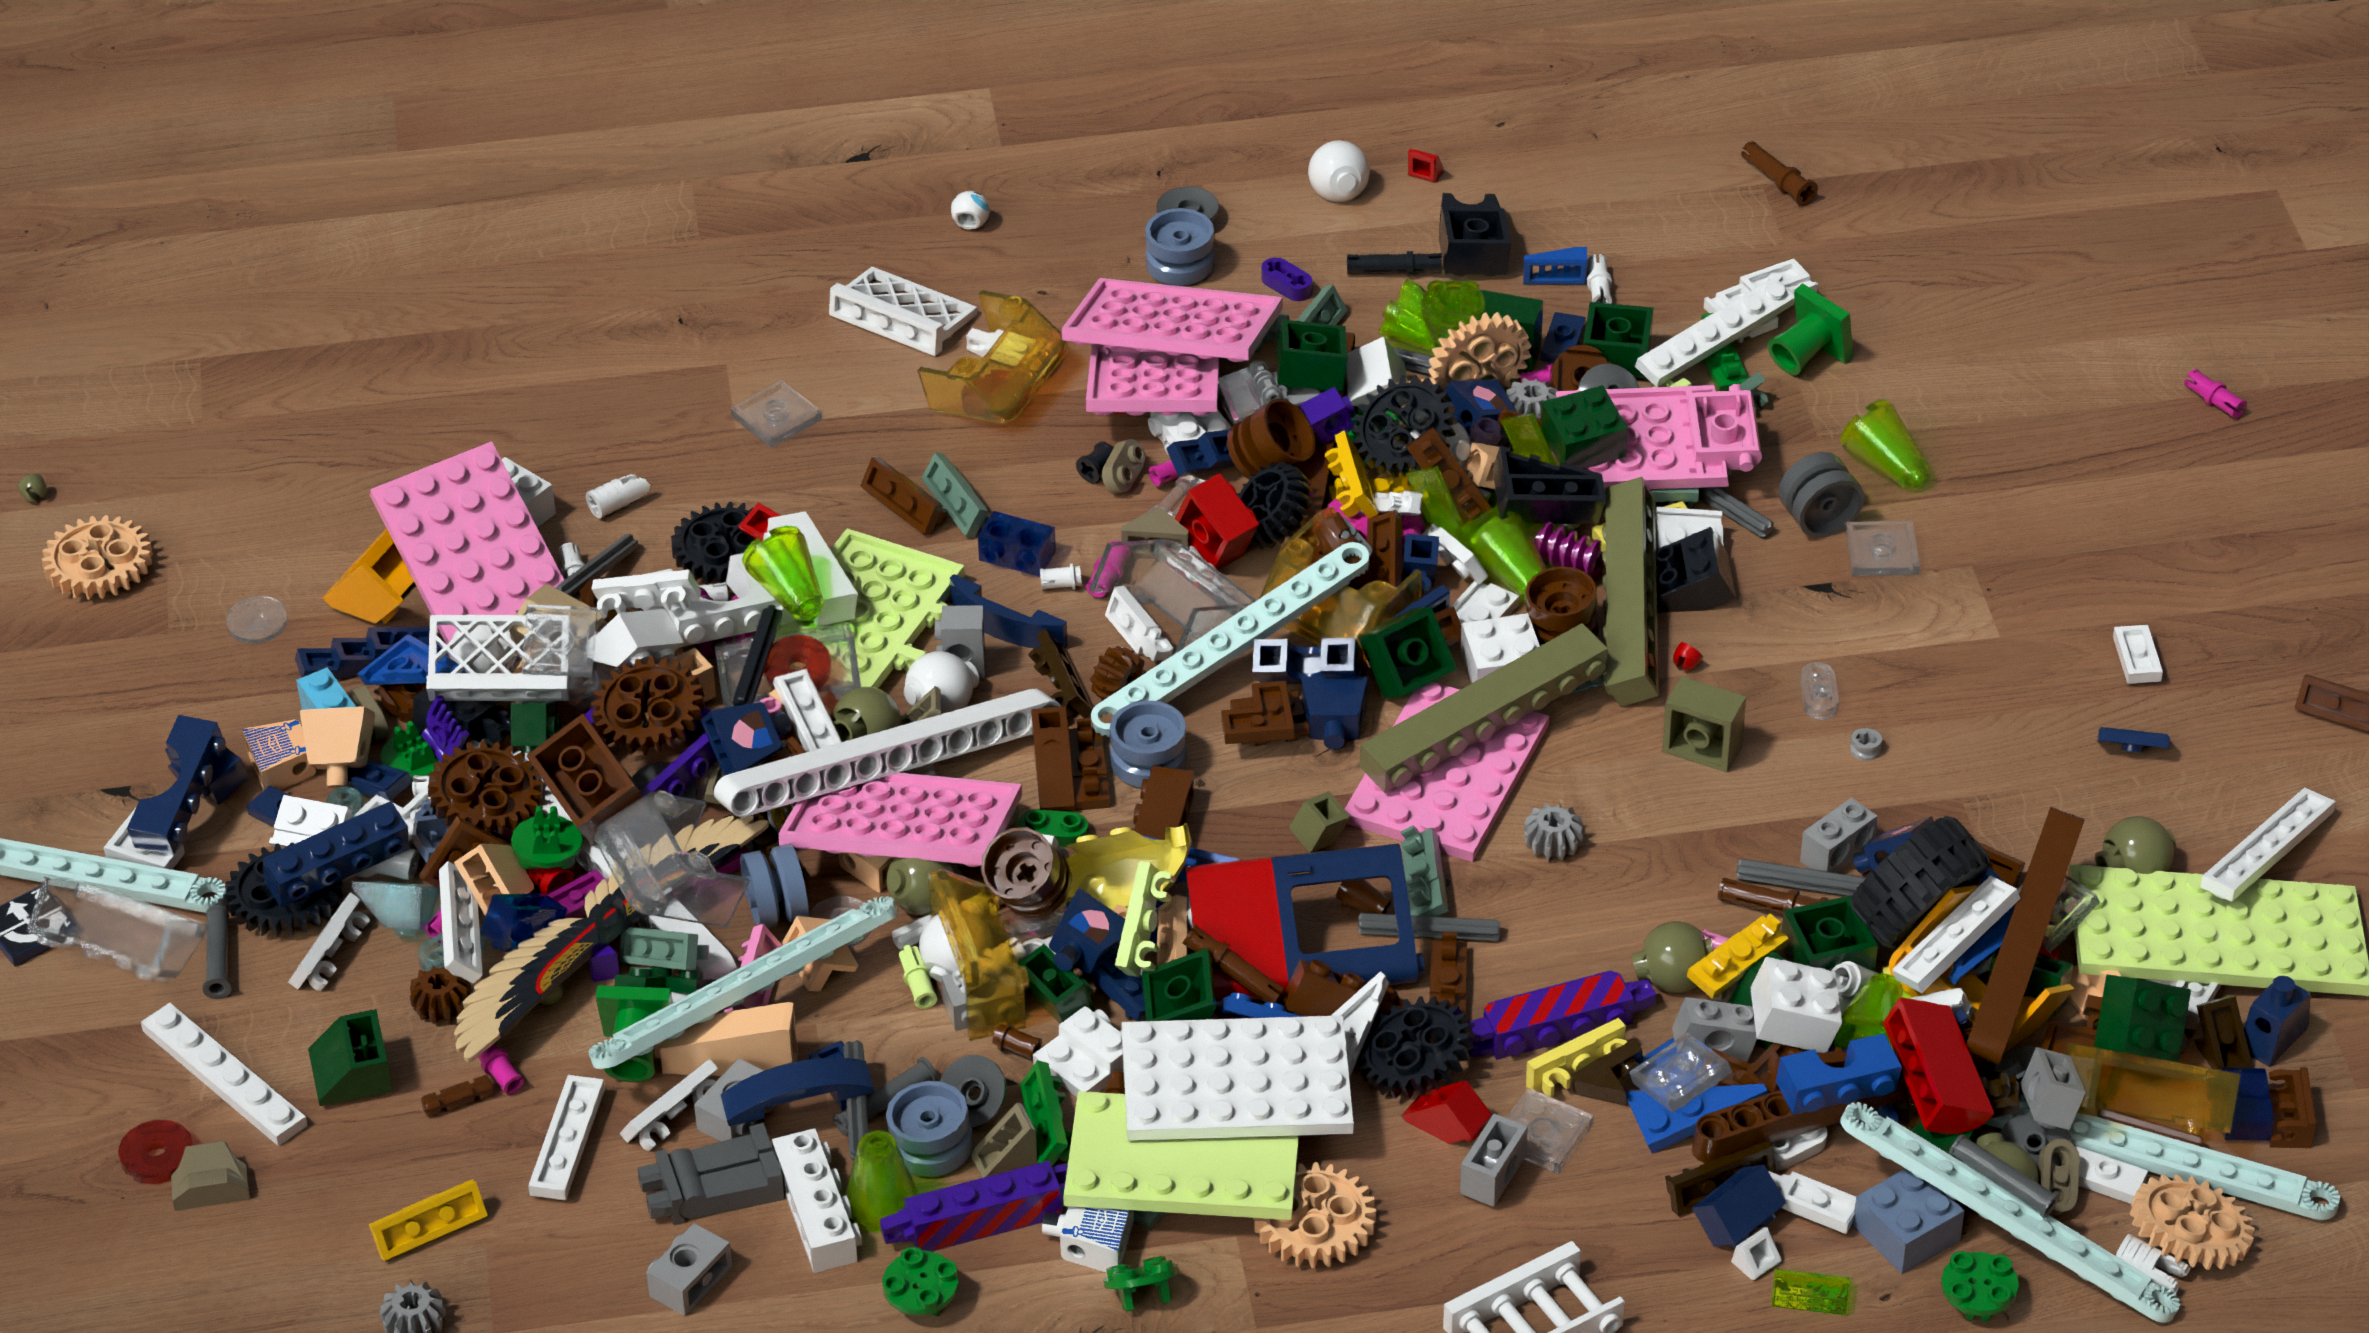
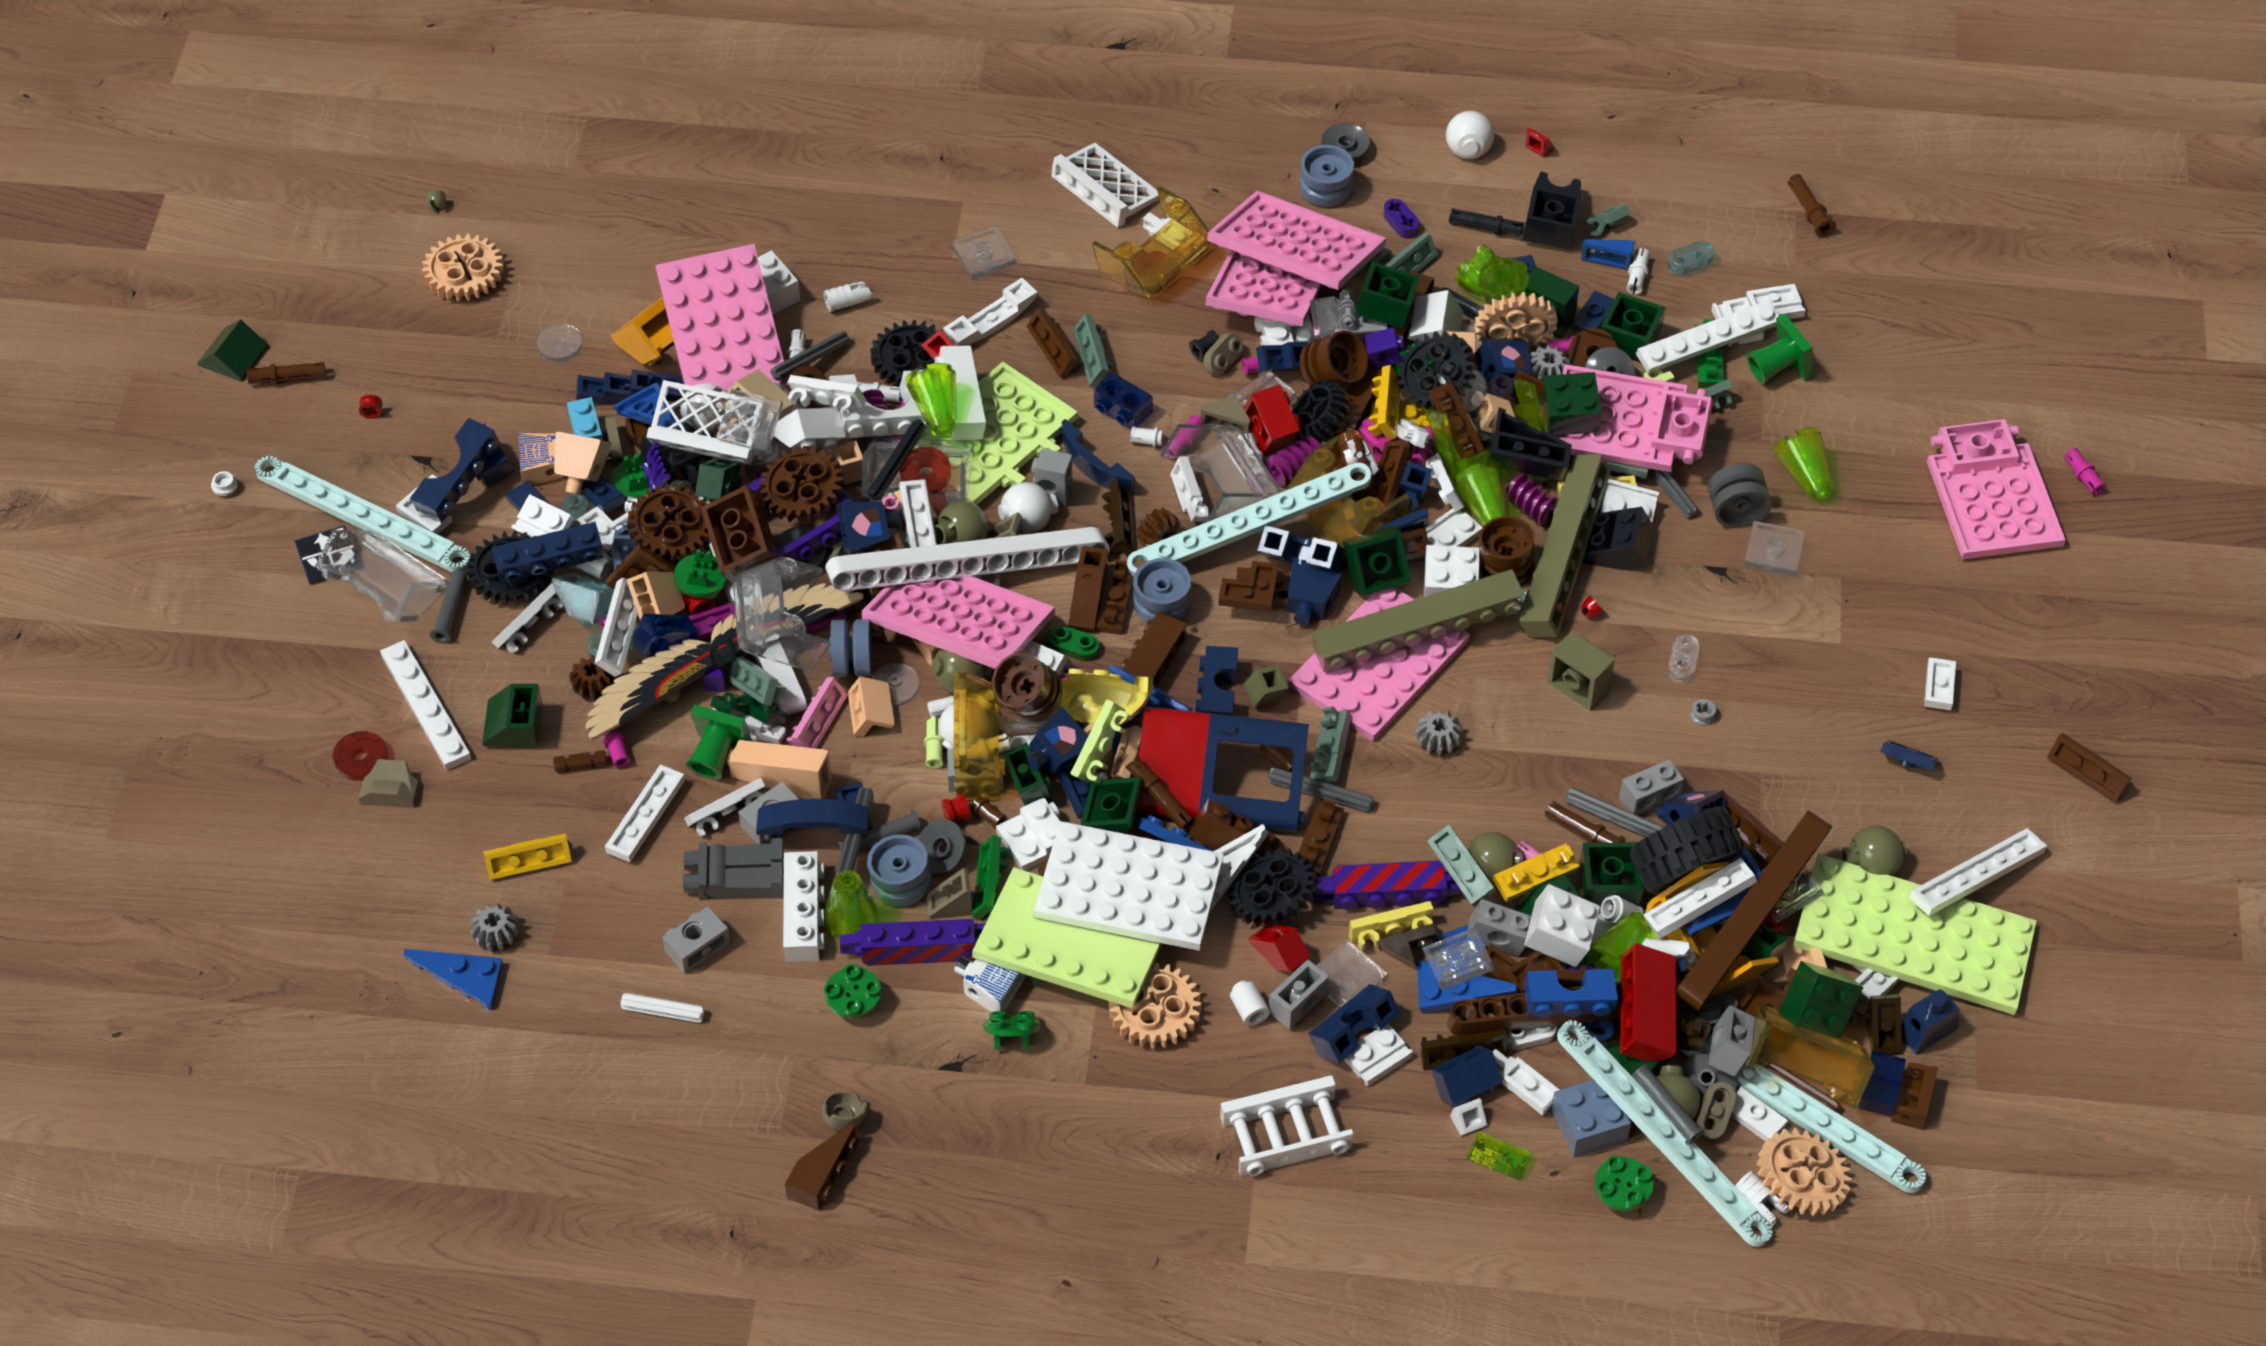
camera: 15 degrees right, 10 degrees up
(28, 740) = (370, 406): none -> red bush
(735, 986) = (800, 724): light aqua plate -> none
(820, 478) = (993, 317): none -> white slope
(970, 210) = (1181, 110): white piece -> none
(976, 1042) = (956, 808): none -> red wheel
(1253, 818) = (1219, 669): none -> dark blue arch
(1255, 563) = (1287, 462): none -> magenta piece
(1433, 1185) = (1249, 1003): none -> white brick
(1543, 228) = (1610, 216): none -> sand green plate
(1559, 1195) = (1370, 1008): none -> dark blue arch
(1614, 1210) = (1378, 1055): none -> white plate
(1644, 967) = (1461, 865): none -> plate
(1657, 255) = (1690, 257): none -> clear light blue plate
(2115, 434) = (1992, 491): none -> bright pink plate

